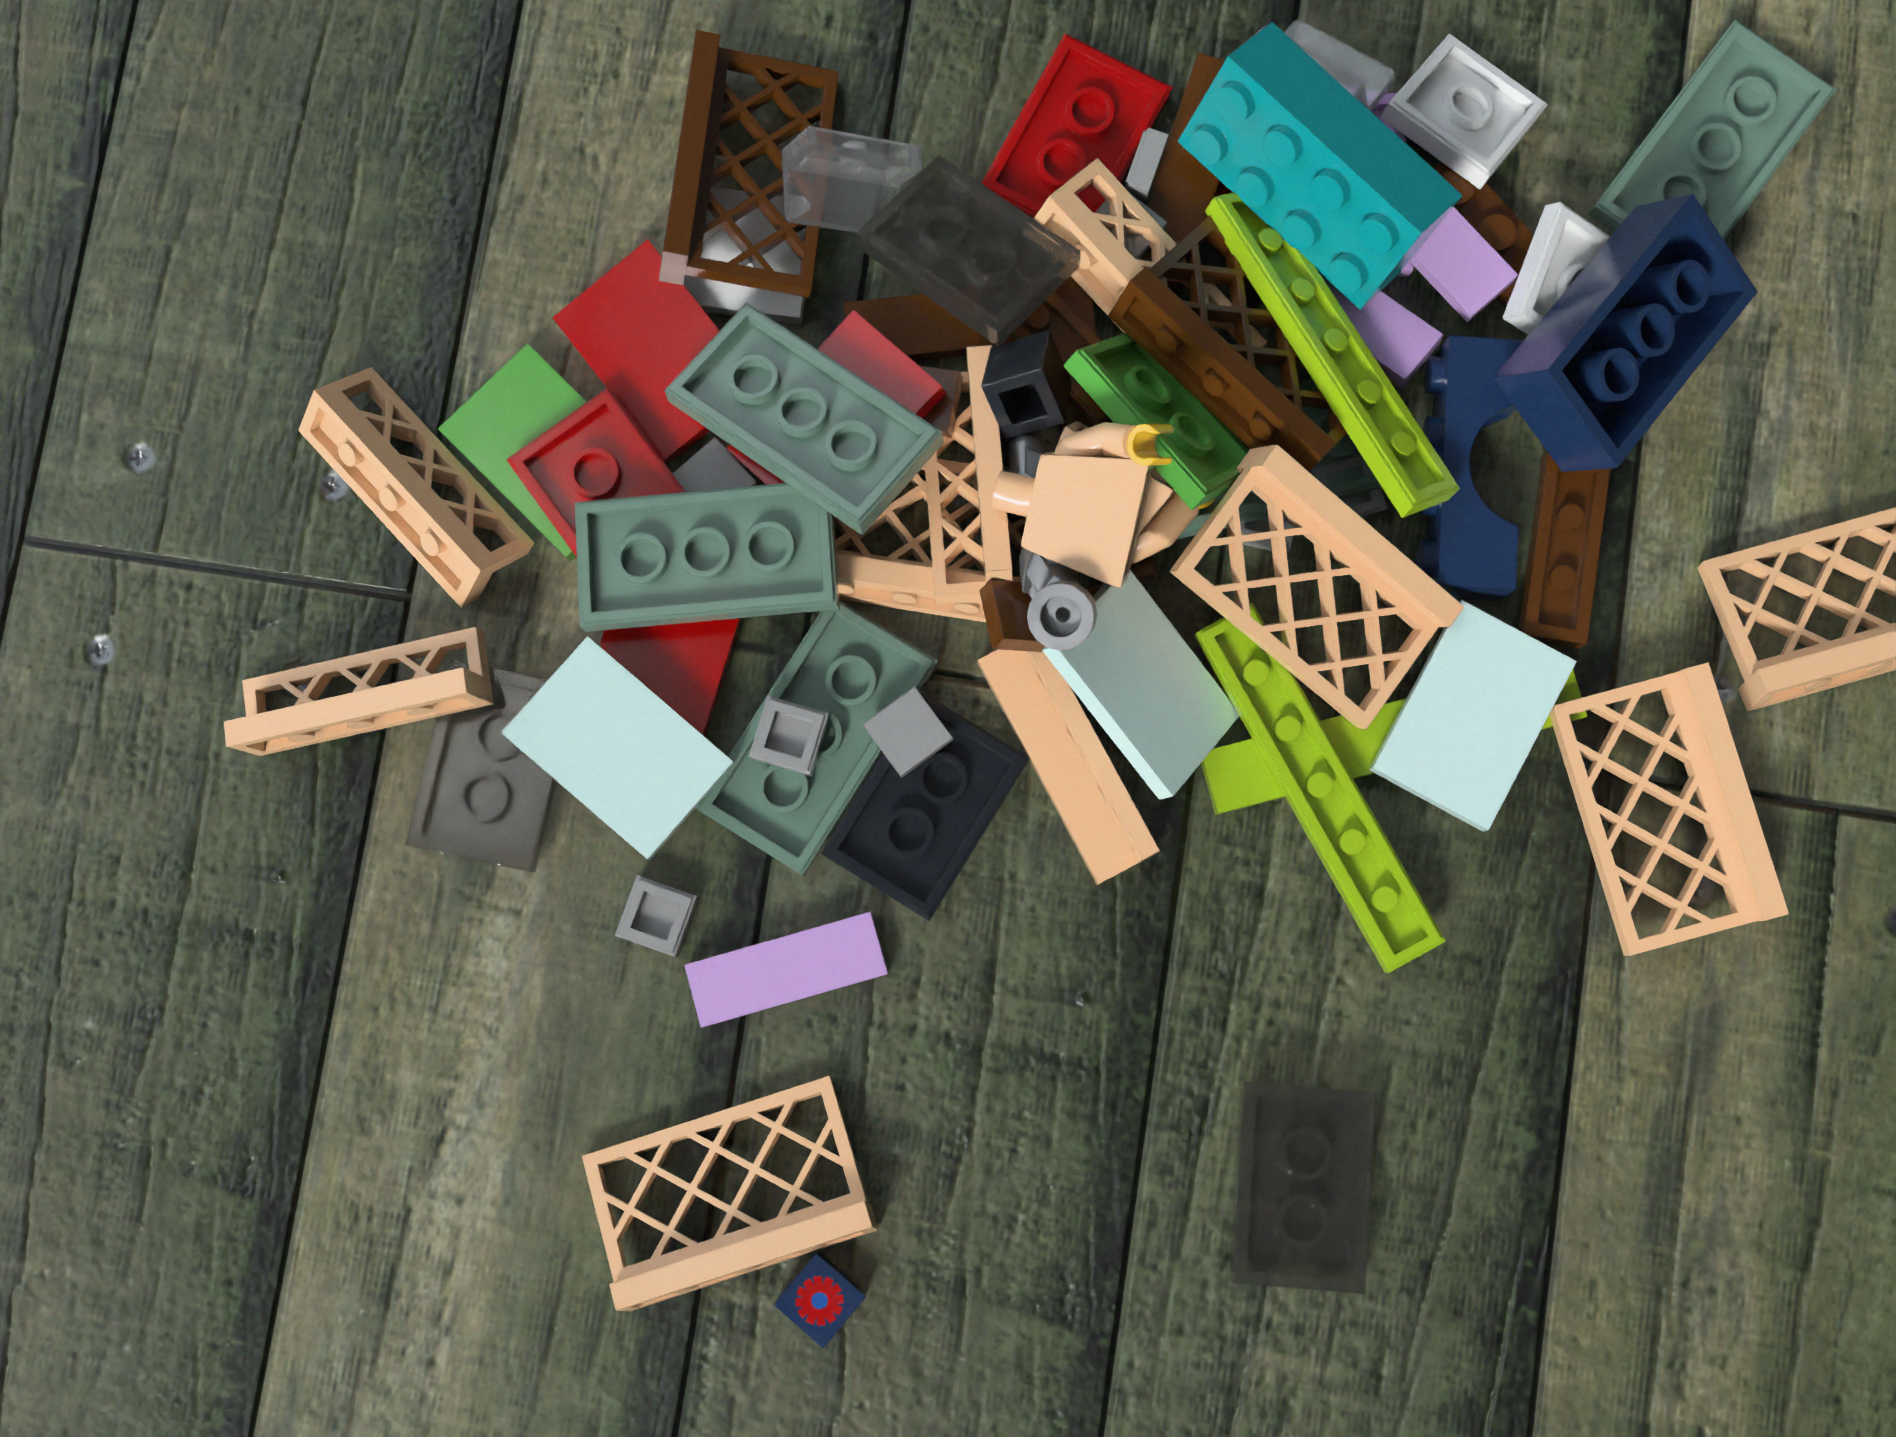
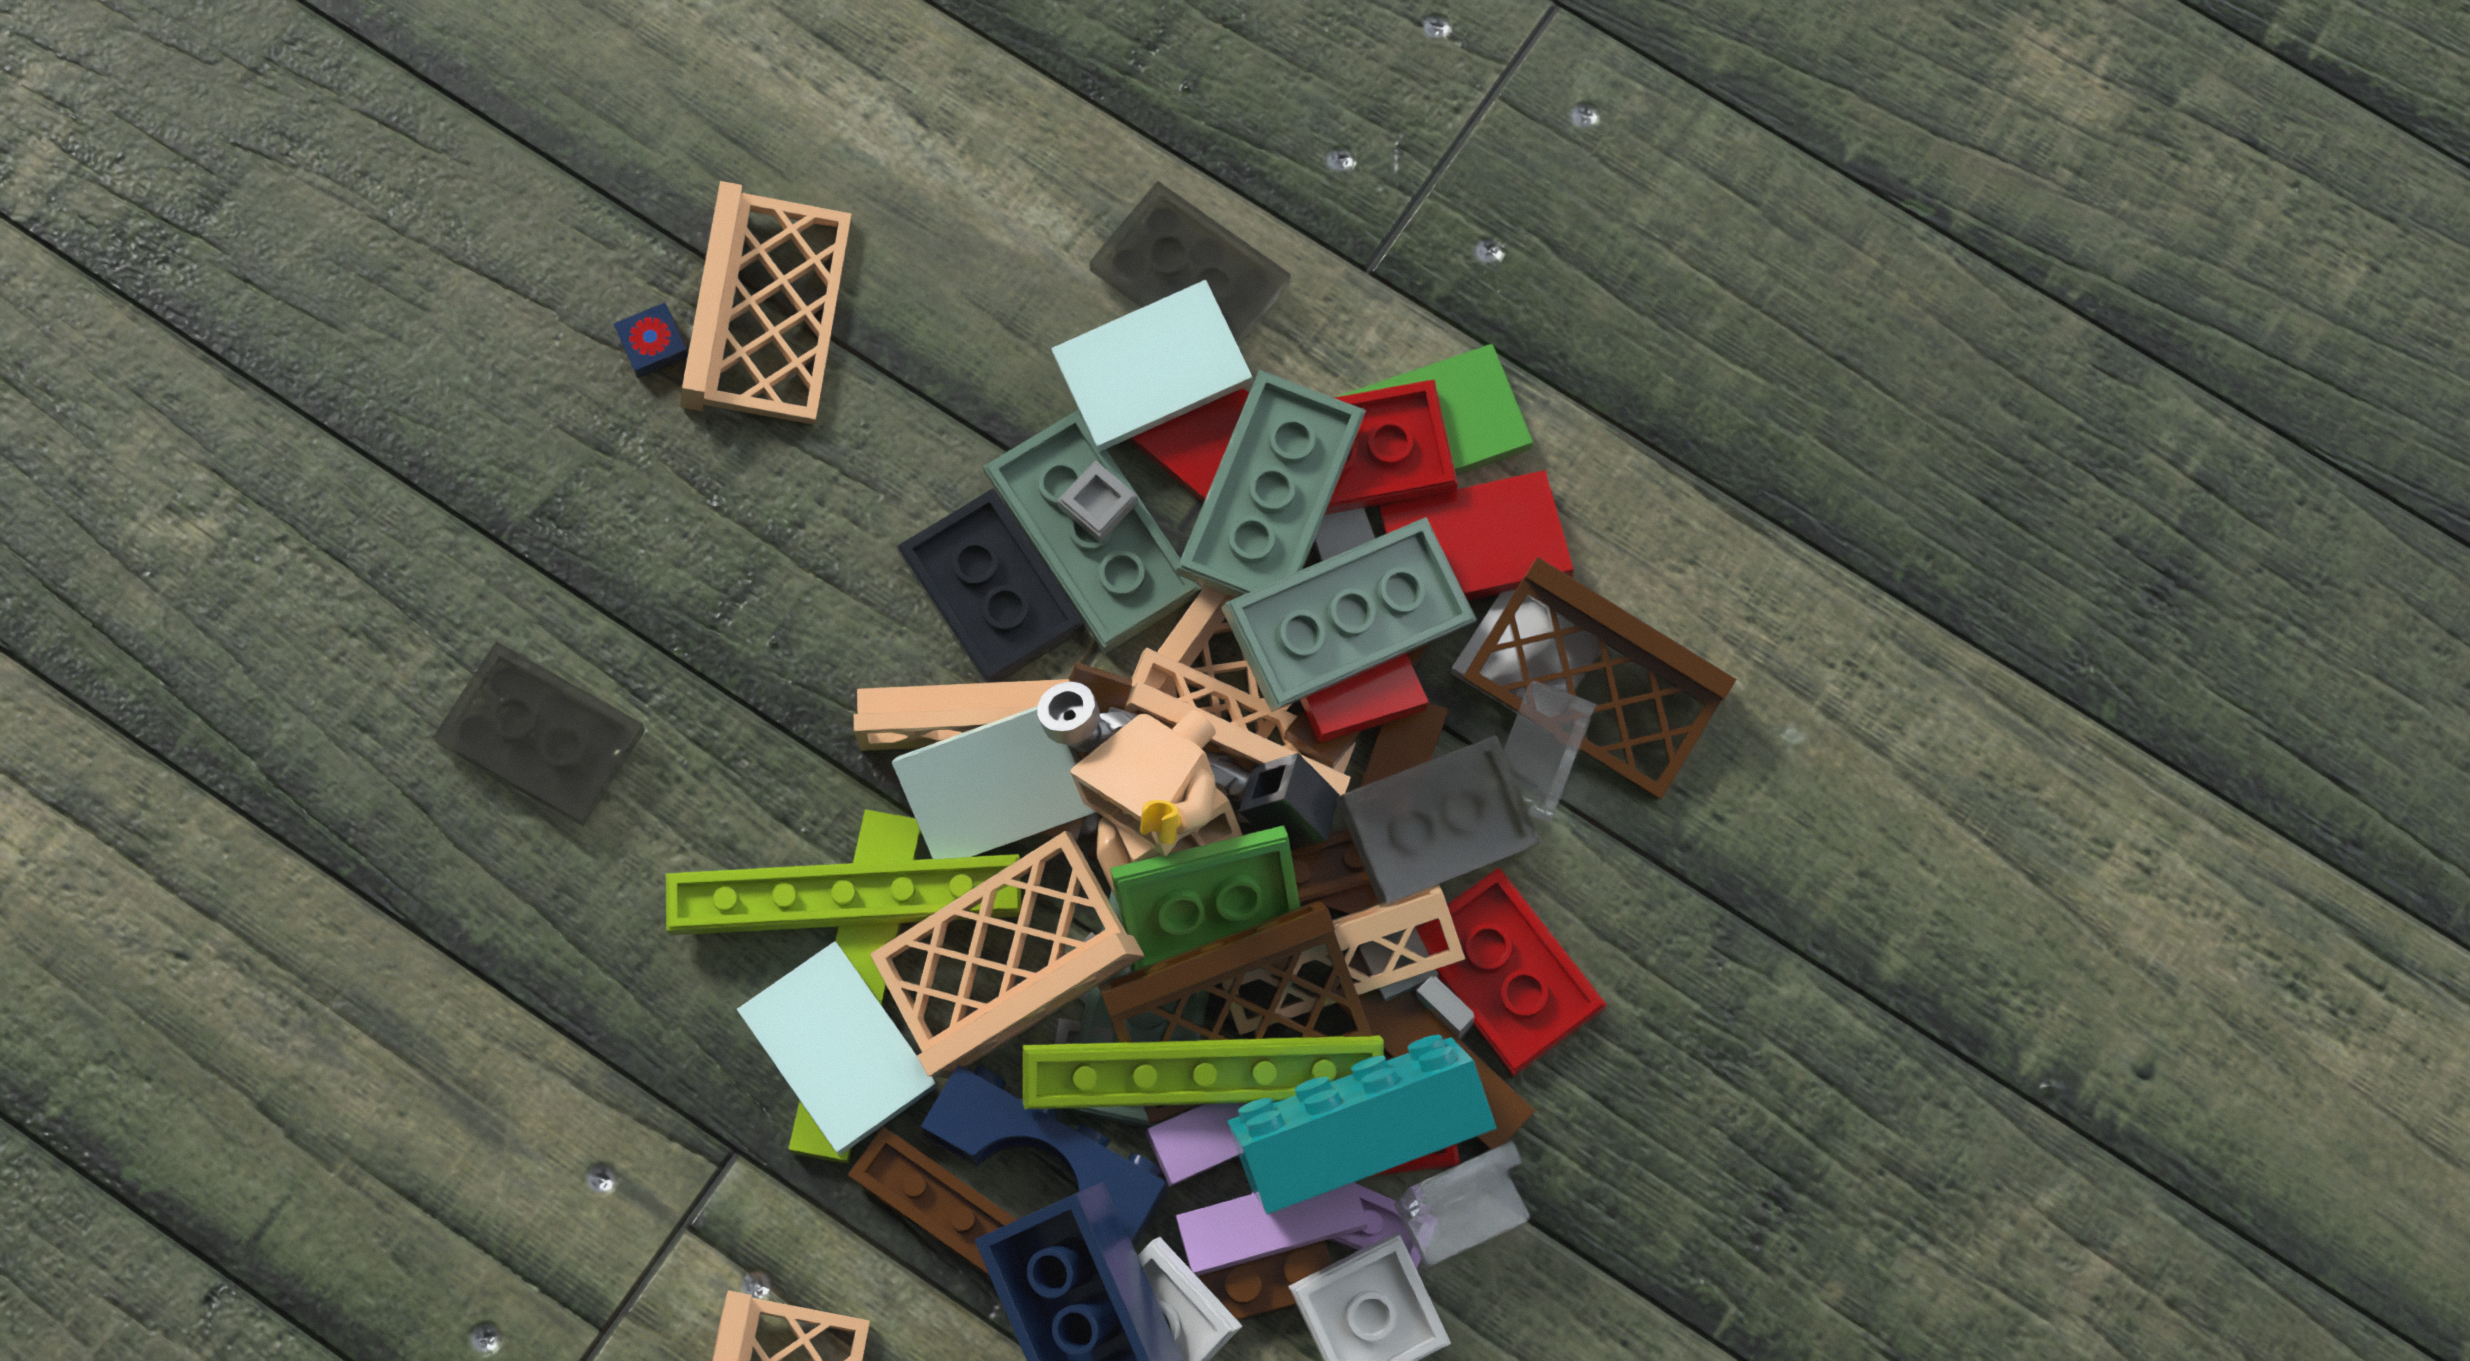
camera: 110 degrees right, 10 degrees down
(367, 706) = (1280, 183): light nougat fence -> none
(400, 486) = (1451, 289): light nougat fence -> none
(657, 916) = (1008, 347): light grey tile -> none
(786, 969) = (915, 425): lavender tile -> none
(908, 732) = (1053, 592): light grey tile -> none
(1721, 799) = (672, 1221): light nougat fence -> none

